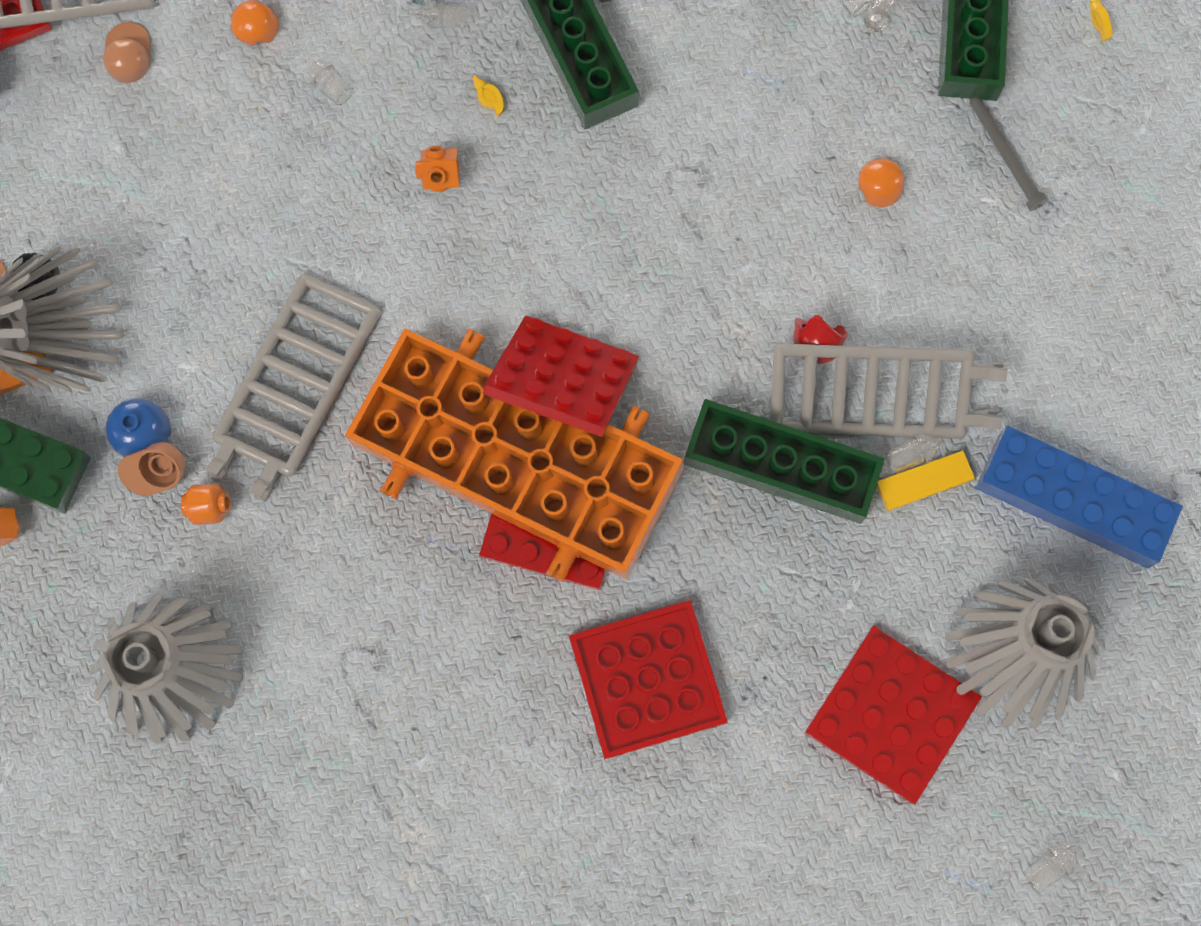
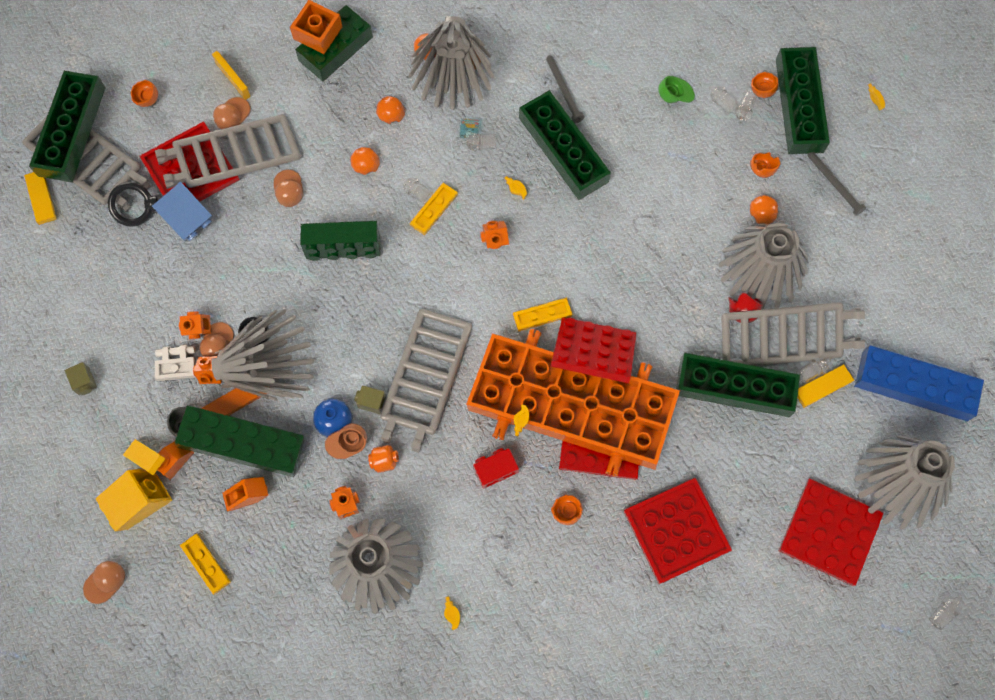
camera: 10 degrees left, 5 degrees down
(133, 564) = (349, 507): none -> orange brick
(191, 147) = (340, 240): none -> dark green brick
(200, 407) = (370, 399): none -> olive brick
(274, 760) = (451, 613): none -> yellow piece
(351, 114) = (433, 208): none -> yellow tile
(378, 541) = (495, 468): none -> red brick
(424, 472) = (521, 420): none -> yellow piece
(478, 623) = (567, 510): none -> orange hair
(495, 307) = (542, 314): none -> yellow tile
(865, 270) = (770, 253): none -> light grey plant
(894, 108) = (764, 164): none -> orange hair

